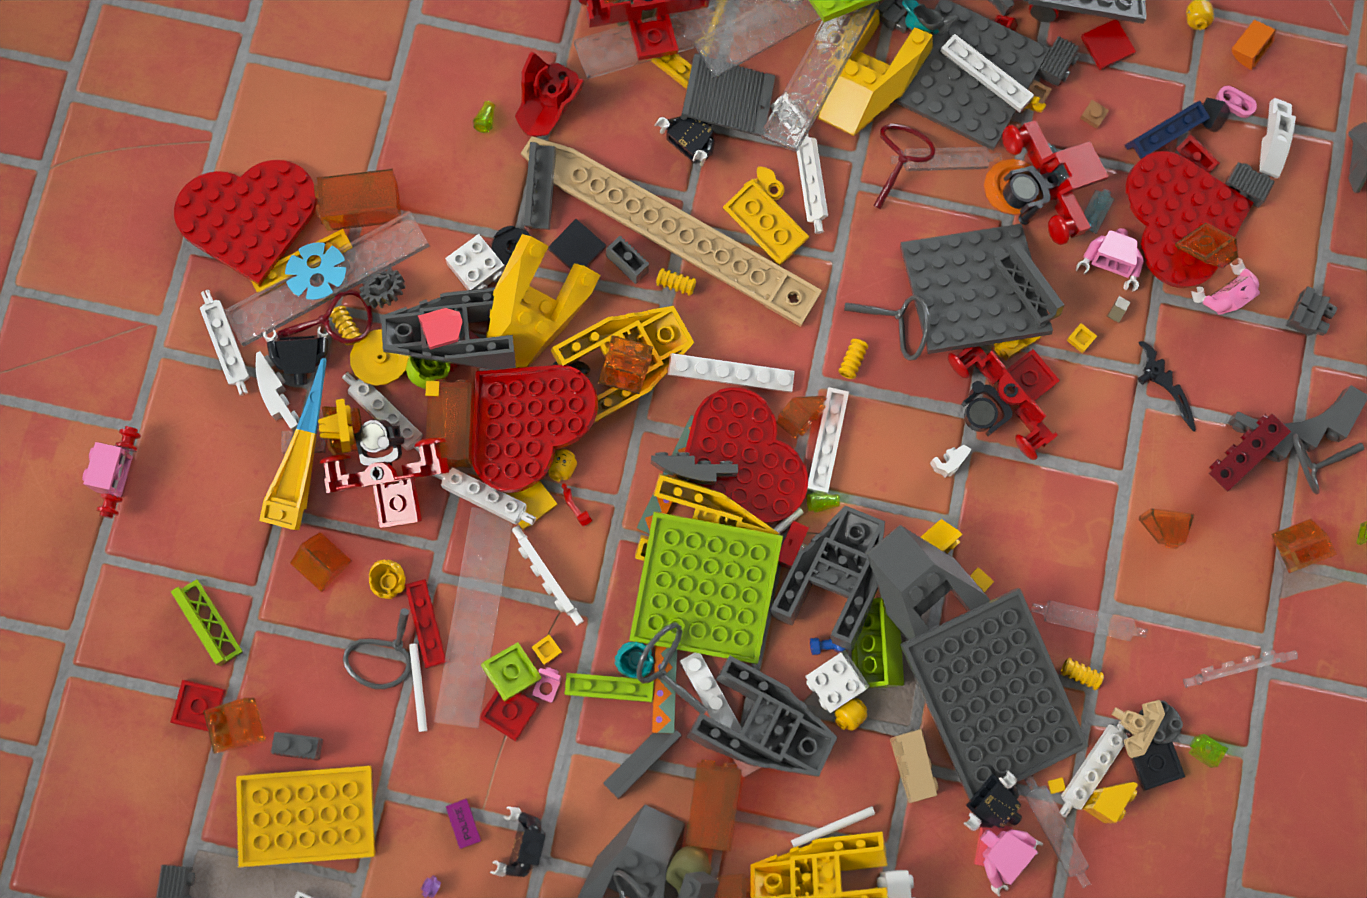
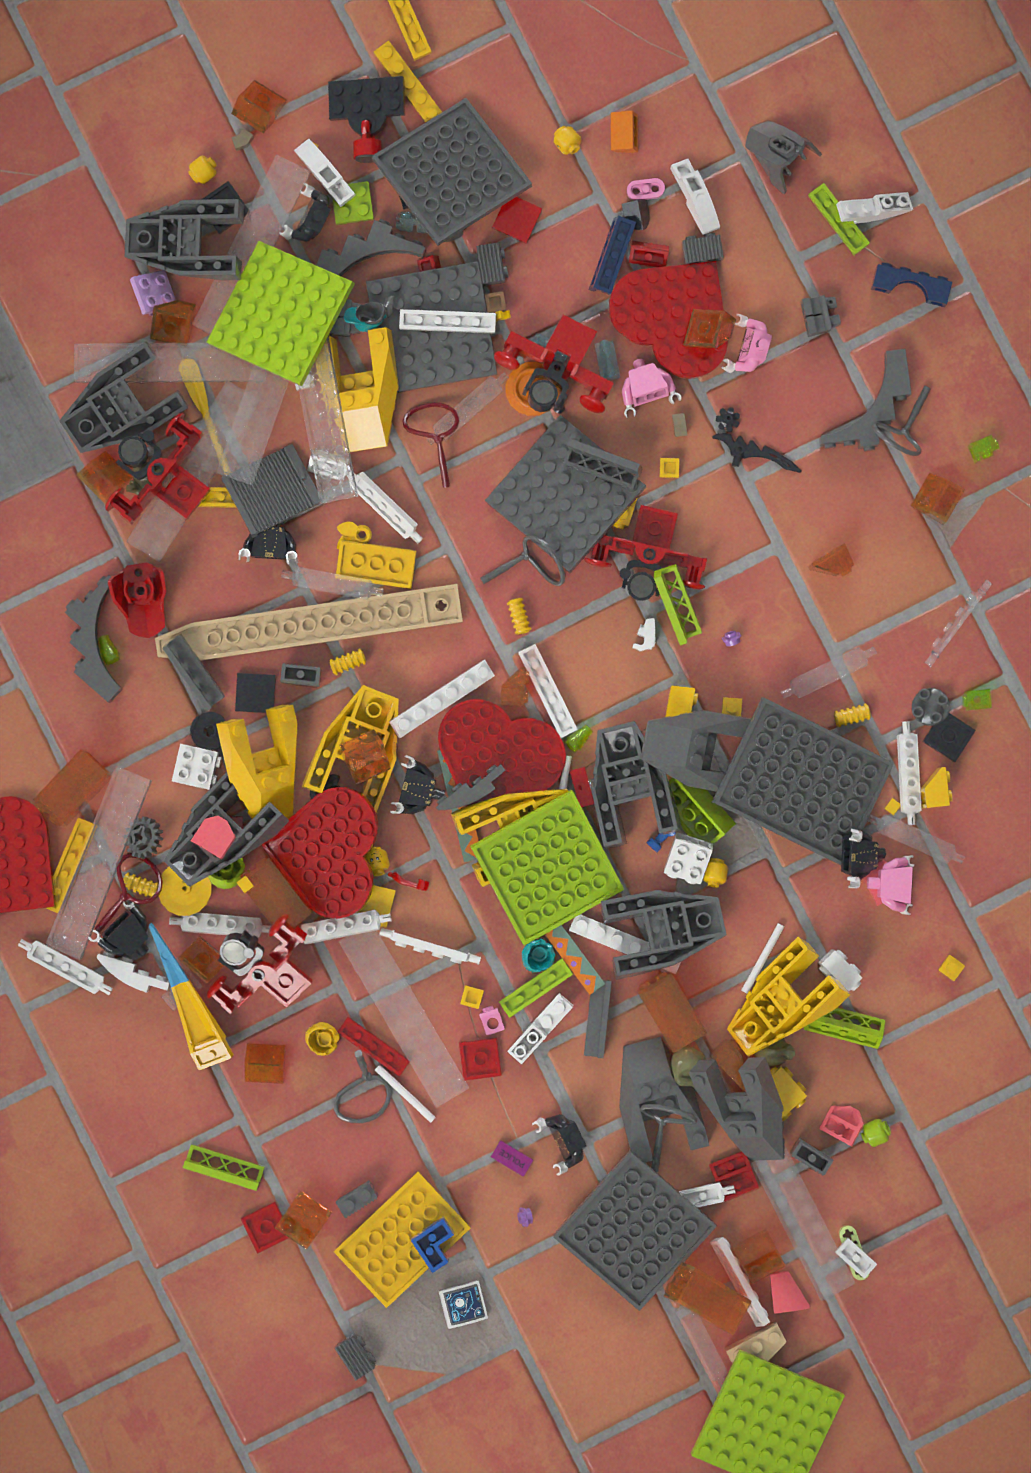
camera: 35 degrees left, 10 degrees up
(109, 470) = (67, 1120): bright pink brick -> none
(299, 267) = (83, 880): medium azure piece -> none
(322, 839) = (429, 1241): none -> blue brick
(337, 426) = (202, 963): yellow plate -> none
(473, 94) = (92, 668): none -> dark grey arch
(511, 671) = (460, 1032): lime plate -> none
(584, 726) = (540, 1028): none -> white slope
(648, 432) = (417, 788): none -> black torso
(661, 674) = (564, 950): dark grey piece -> none
(716, 208) = (332, 583): none -> clear plate
(914, 766) = (786, 873): tan wedge -> none
(993, 452) = (672, 608): none -> lime fence
(1025, 522) = (731, 638): none -> medium lavender plate
(1094, 114) = (548, 283): medium nougat plate -> none
(1140, 726) = (919, 721): tan piece -> none
(1163, 338) = (724, 422): none -> black plant
(1249, 452) = (850, 461): dark red brick -> none

